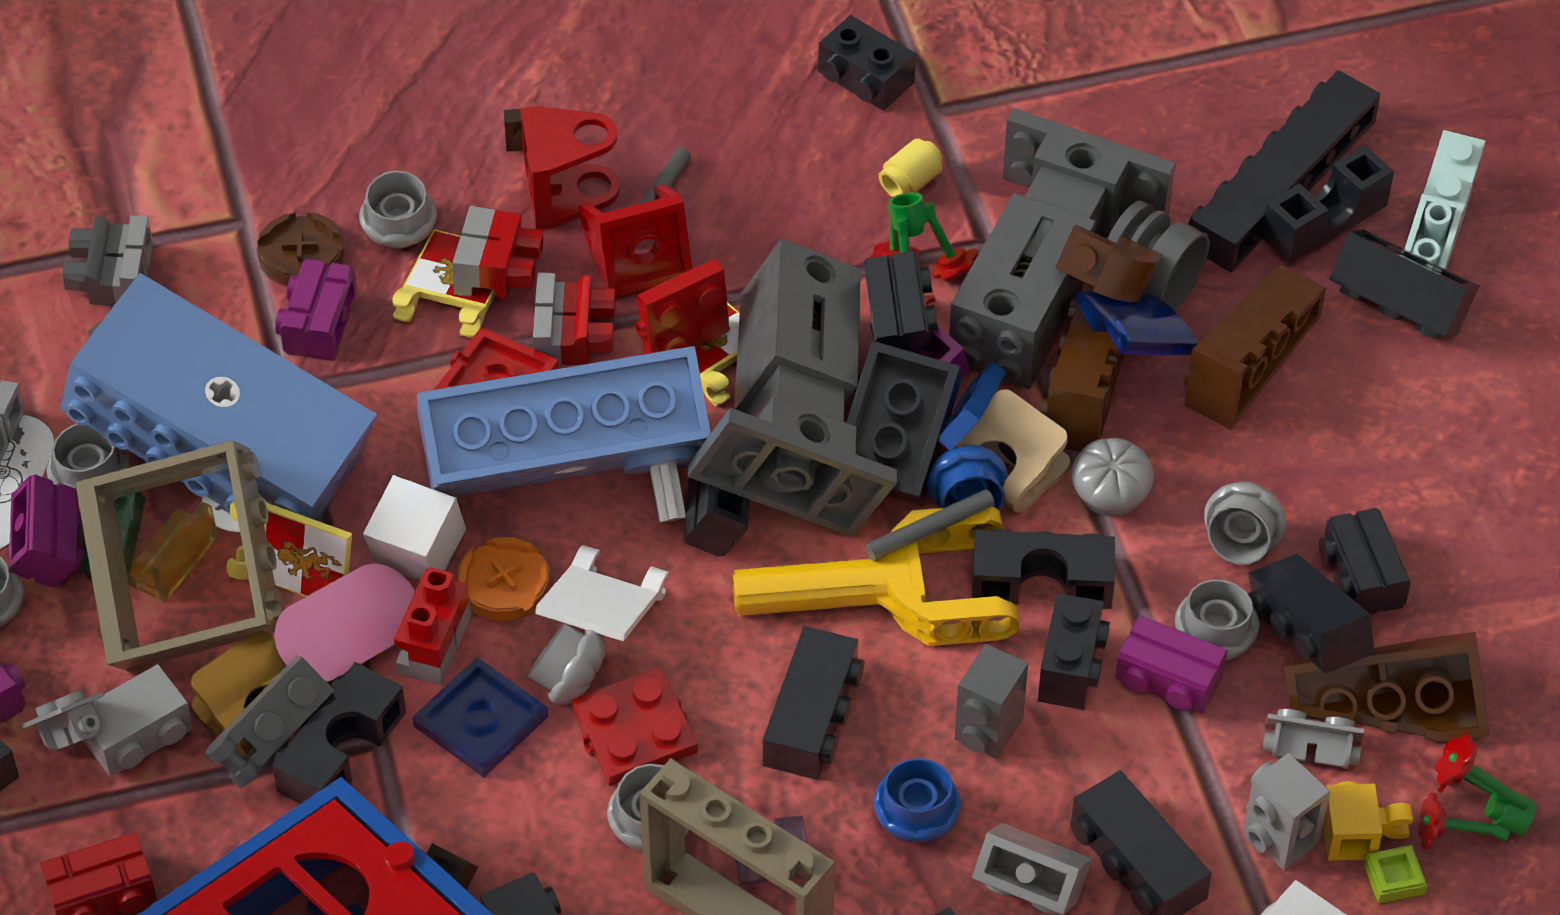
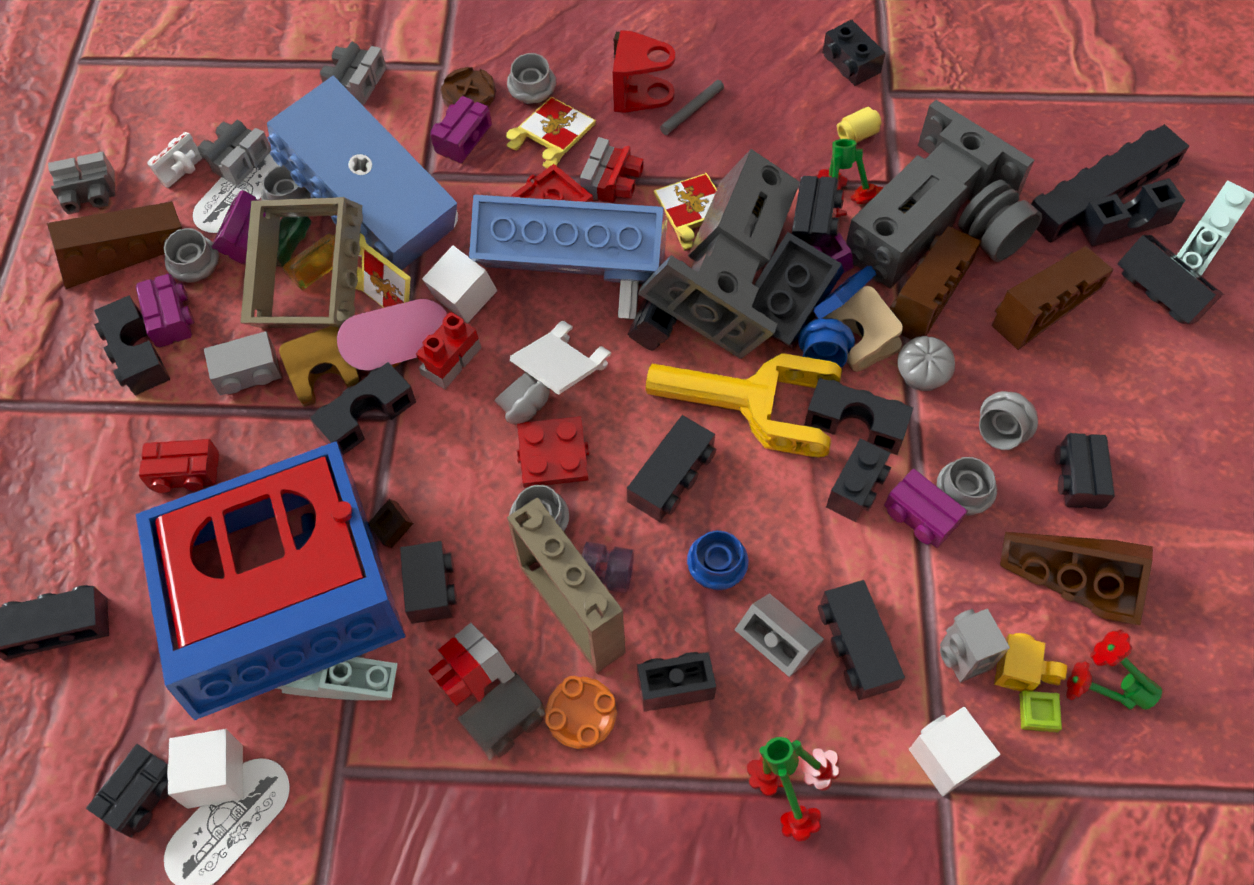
camera: 20 degrees right, 10 degrees up
(67, 720) = (199, 352): light grey hinge -> none
(270, 720) = (319, 386): dark grey plate -> none
(480, 717) = (459, 418): clear blue tile -> none
(491, 250) = (576, 118): red hips -> none
(505, 578) = (508, 328): orange tile -> none
(615, 235) = (658, 121): red hose -> none
(684, 310) = (678, 182): red plate -> none
(929, 525) = (789, 366): dark grey bar -> none
(990, 701) = (789, 503): dark grey brick -> none
(1115, 269) = (969, 222): reddish brown brick -> none
(1139, 326) = (975, 263): clear blue slope -> none
(1311, 613) = (1036, 501): black brick -> none
(1331, 737) = (1023, 598): light grey hinge -> none

